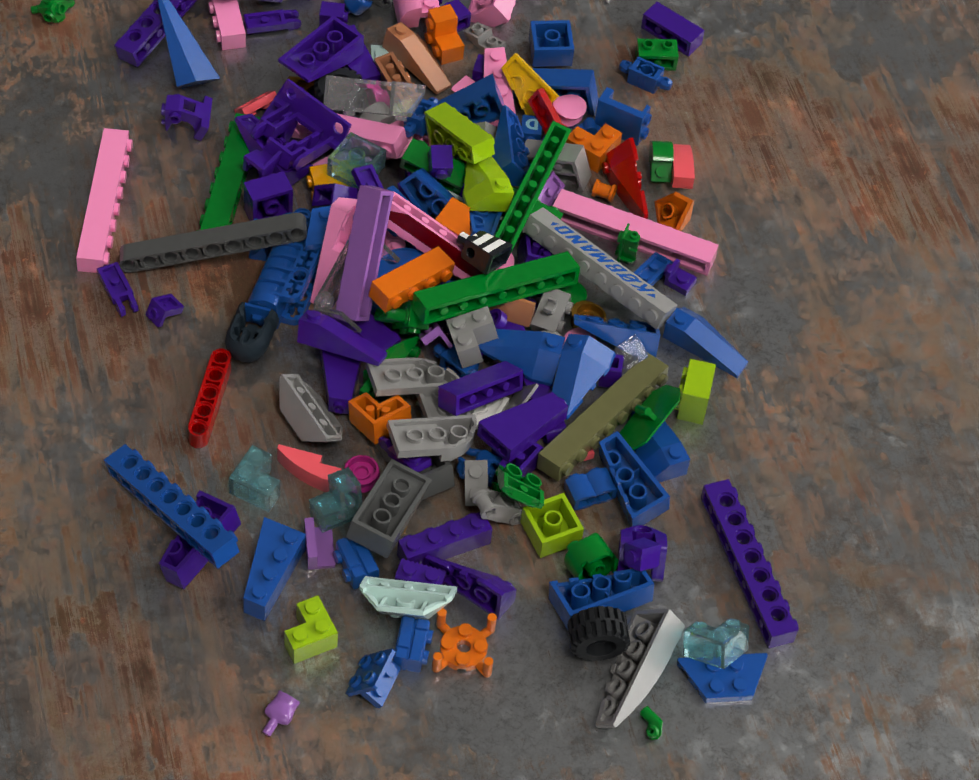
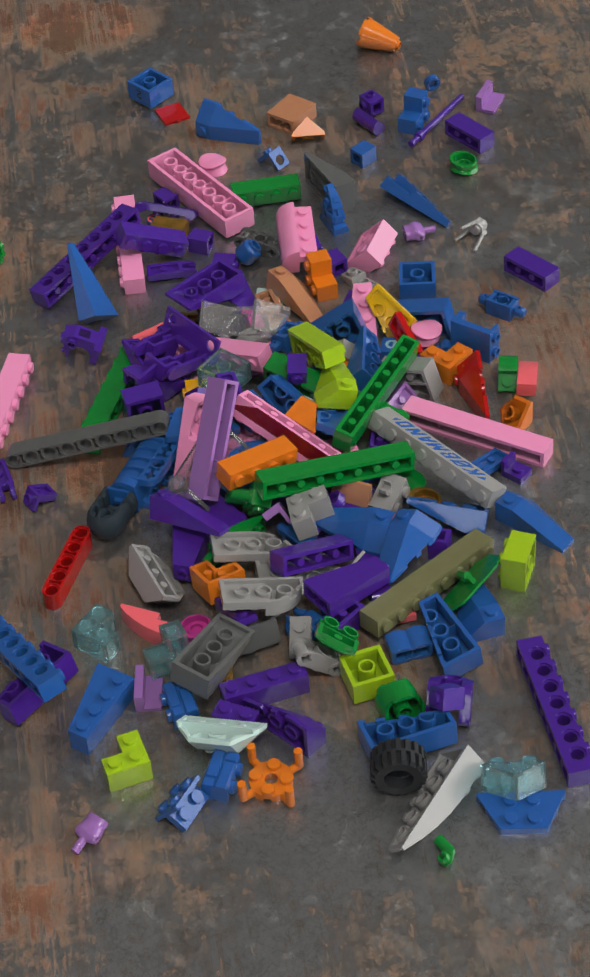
camera: 15 degrees right, 10 degrees down
(484, 250) = (325, 438): black torso -> none
(604, 190) = (452, 398): orange bush -> none
(628, 245) = (466, 440): green hinge -> none
(632, 350) = (459, 526): clear panel -> none
(659, 51) = (516, 285): green brick -> none

